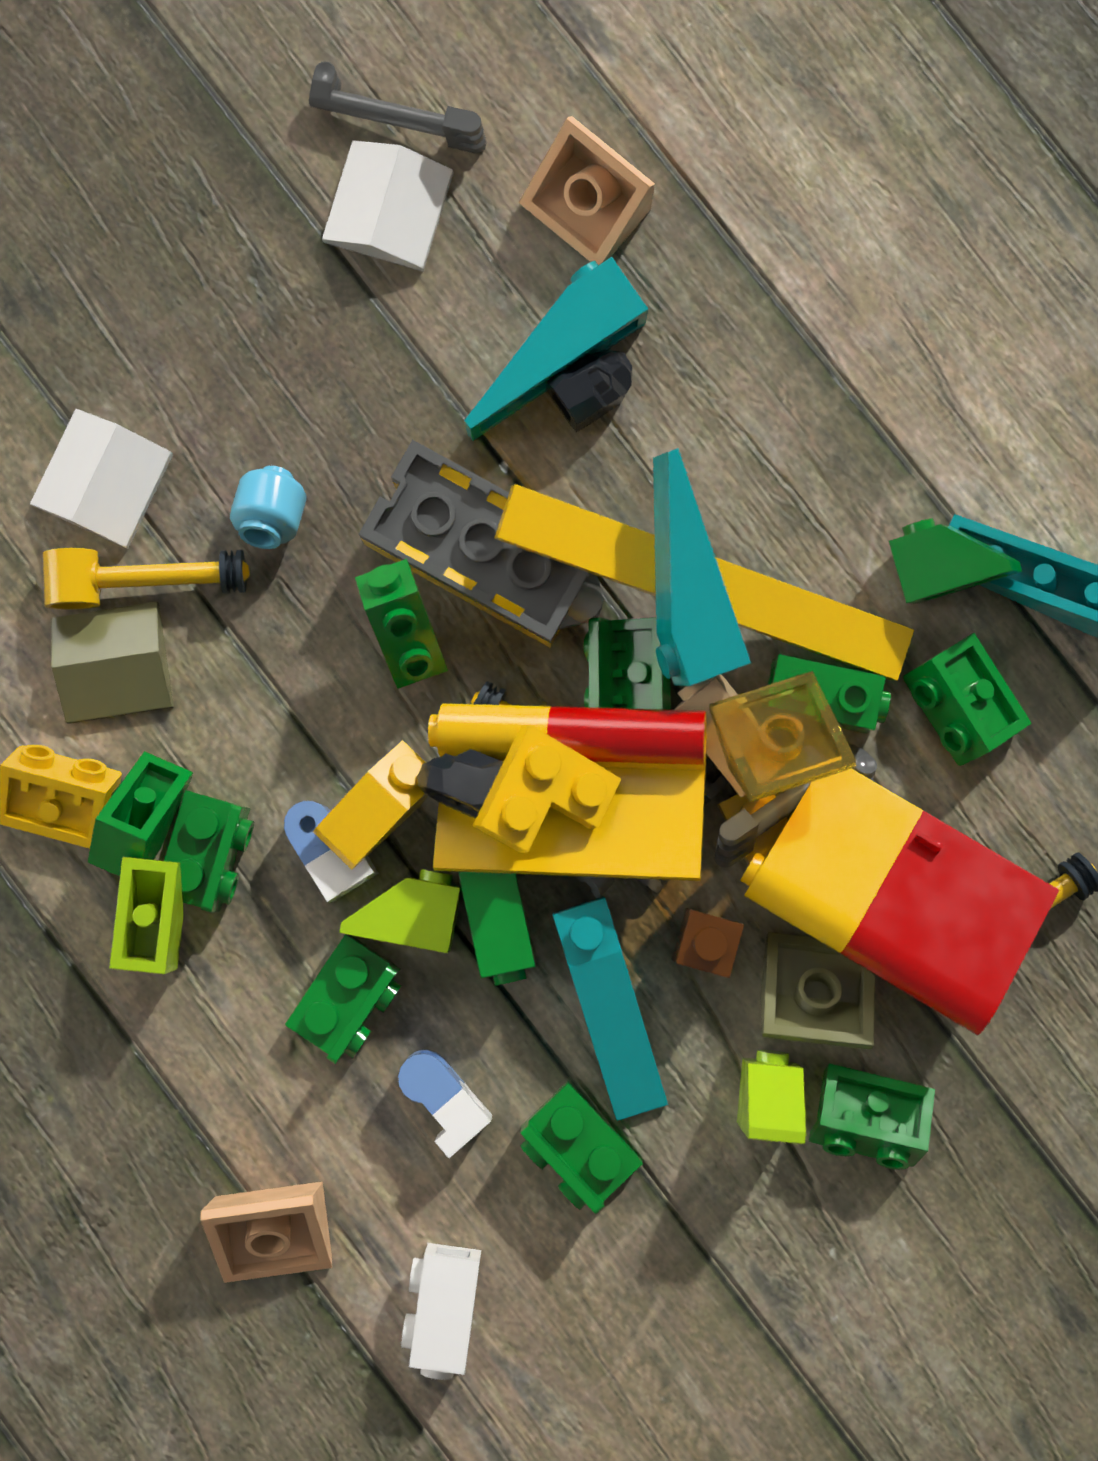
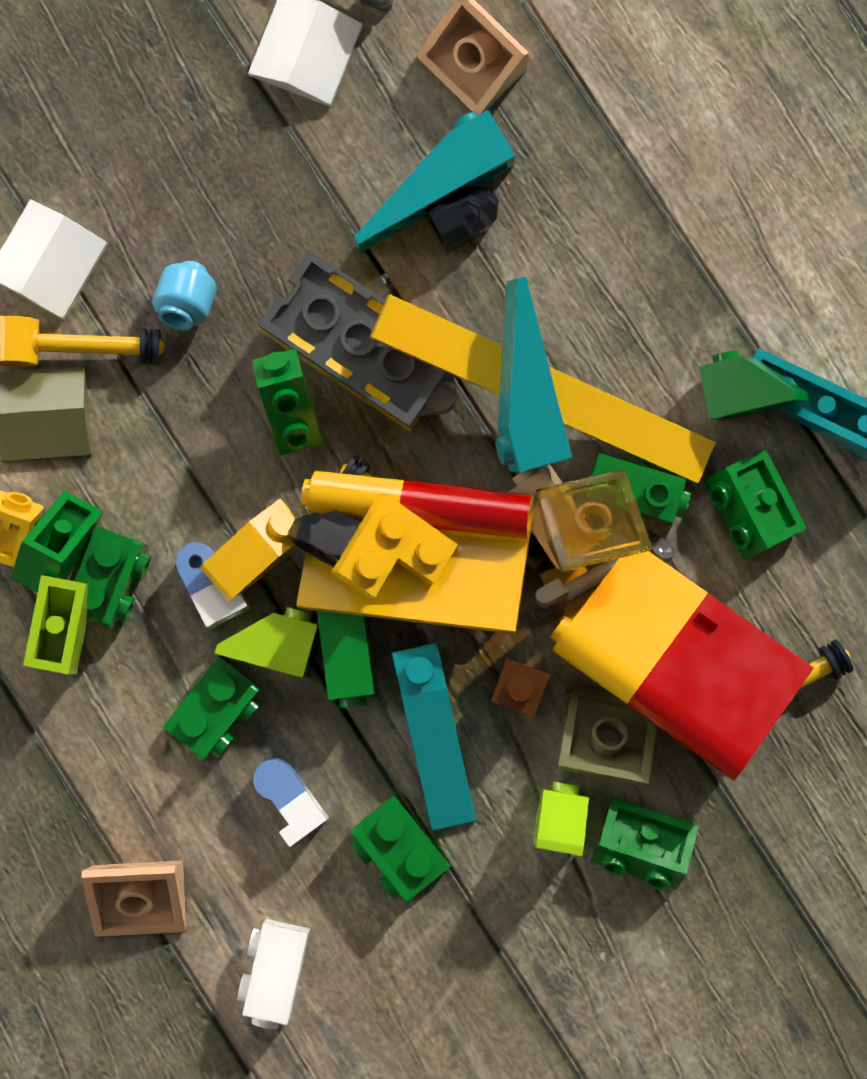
camera: 10 degrees right, 0 degrees up
(624, 665) = (470, 451): green bracket -> none

